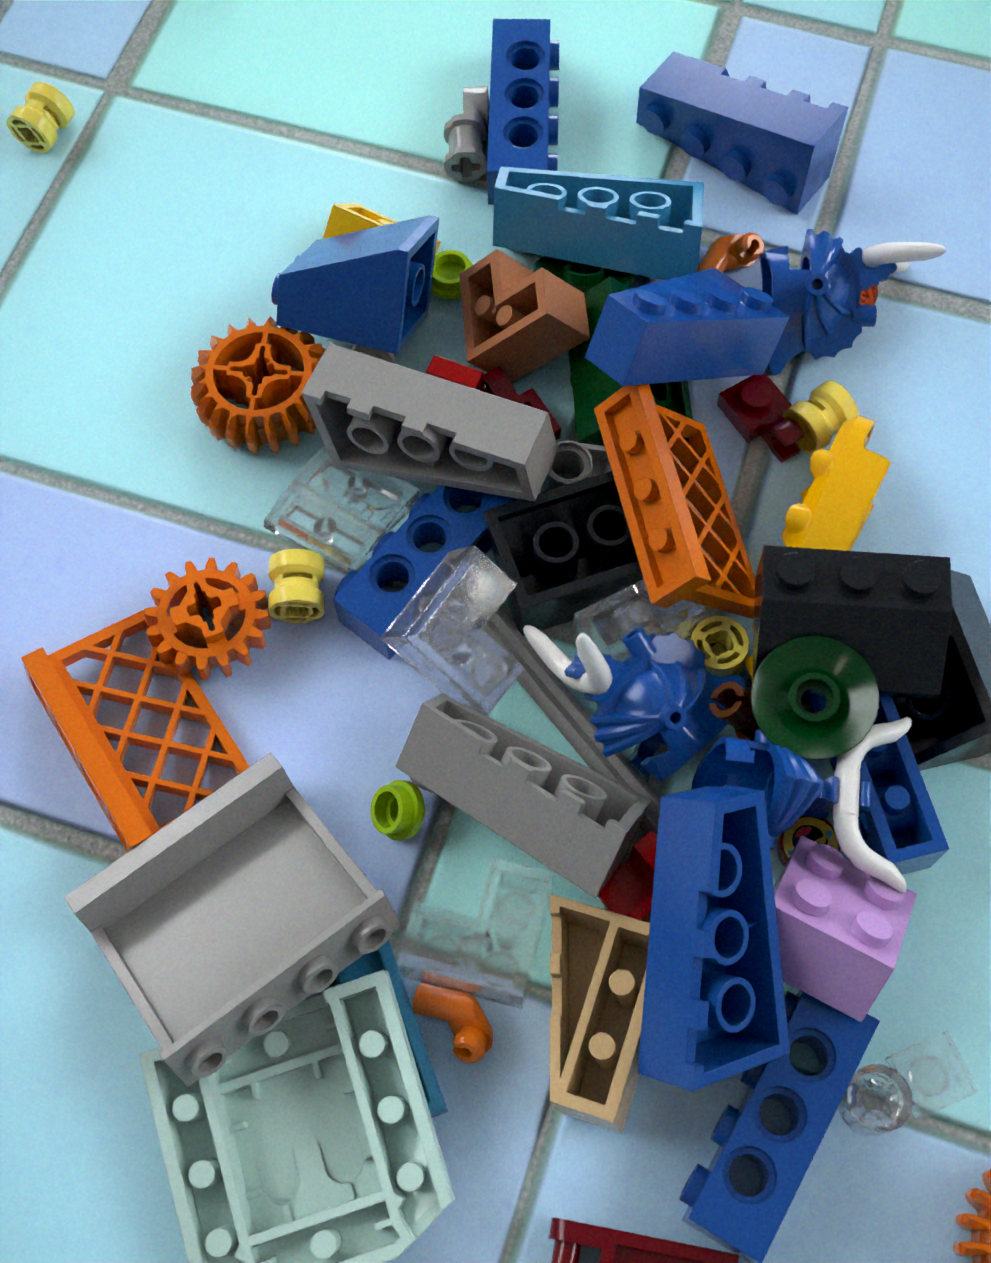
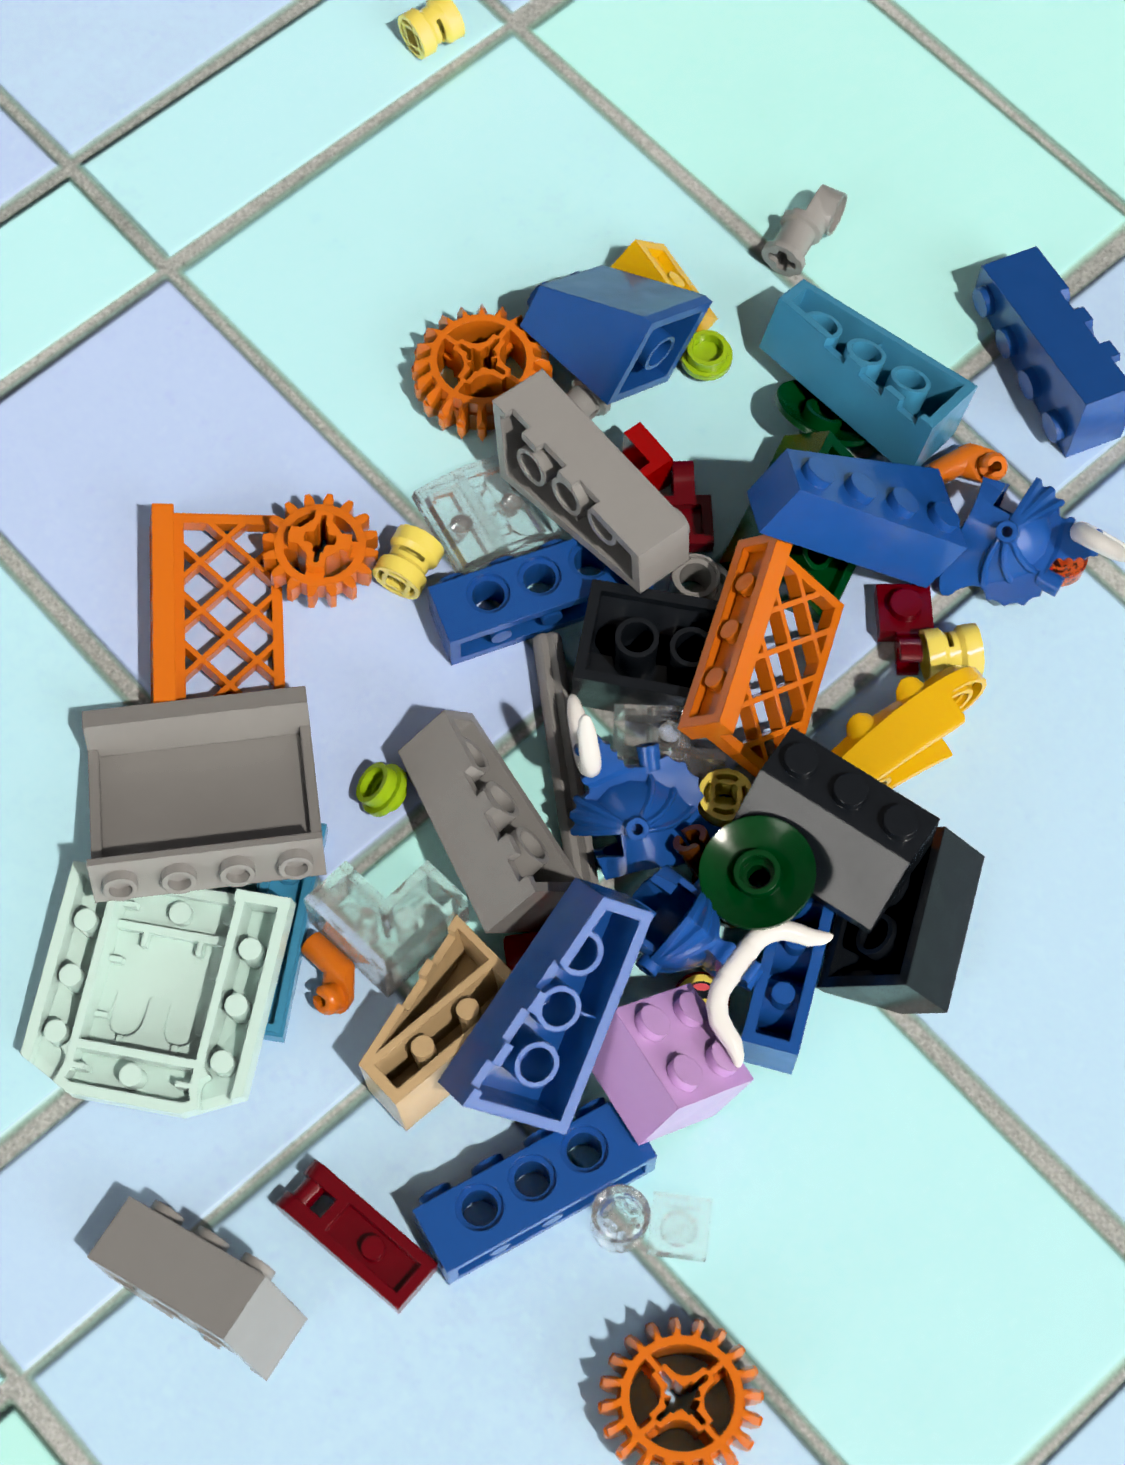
camera: 25 degrees right, 0 degrees up
(444, 635) = (498, 663): clear brick -> none
(518, 316) = (731, 423): nougat brick -> none
(522, 98) = (894, 170): blue brick -> none

